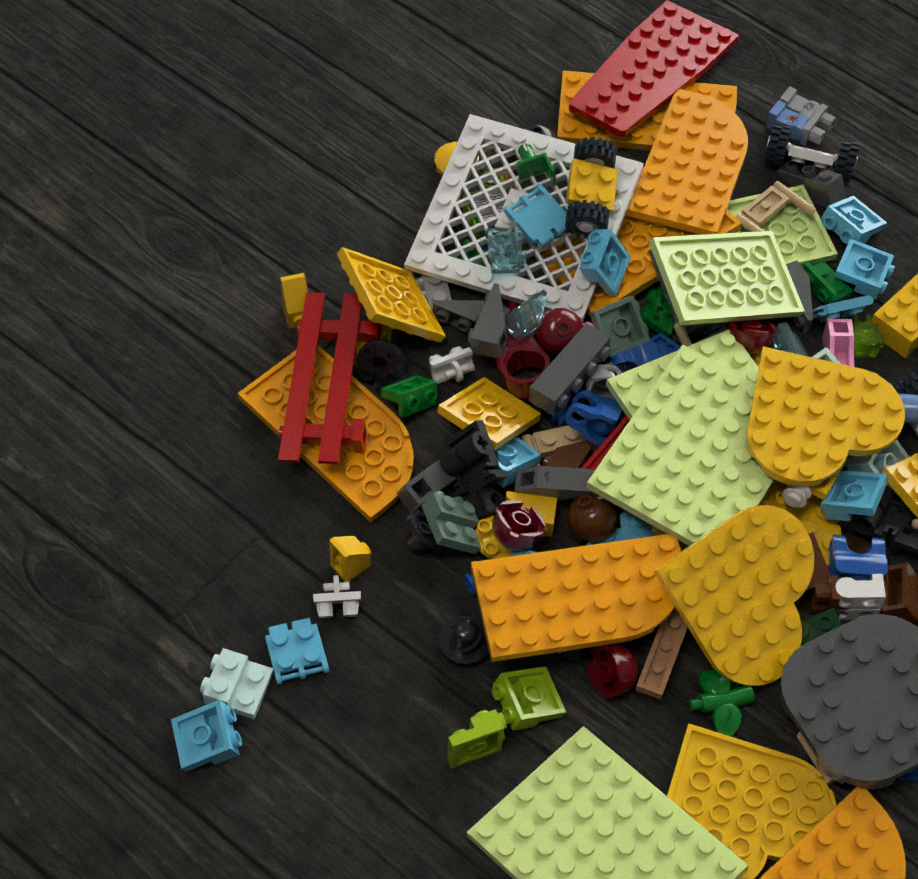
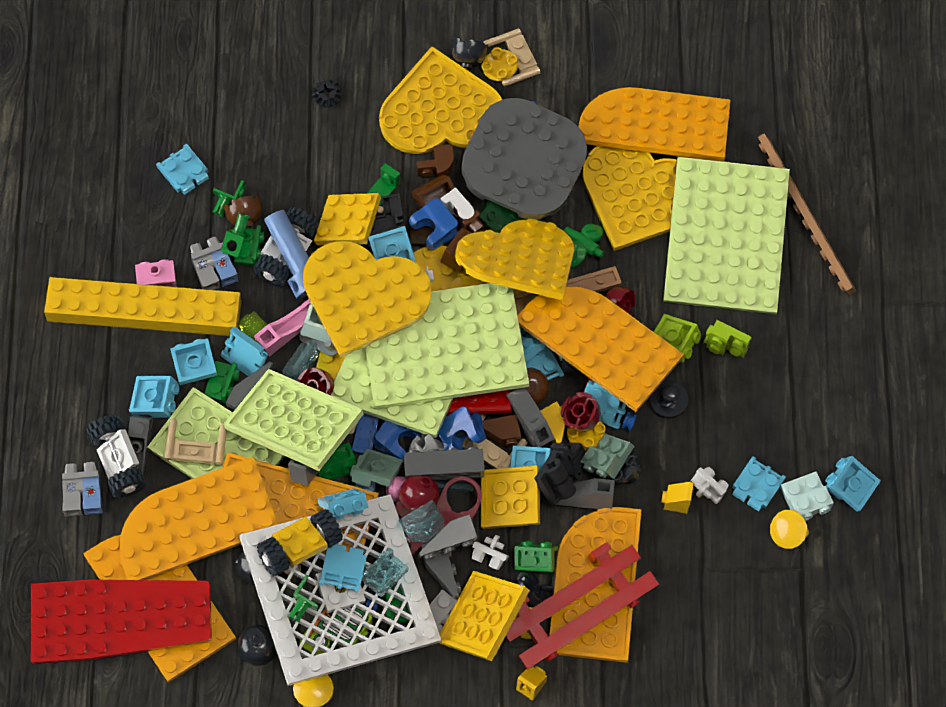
camera: 130 degrees left, 10 degrees up
(219, 632) = (788, 529): none -> yellow dish

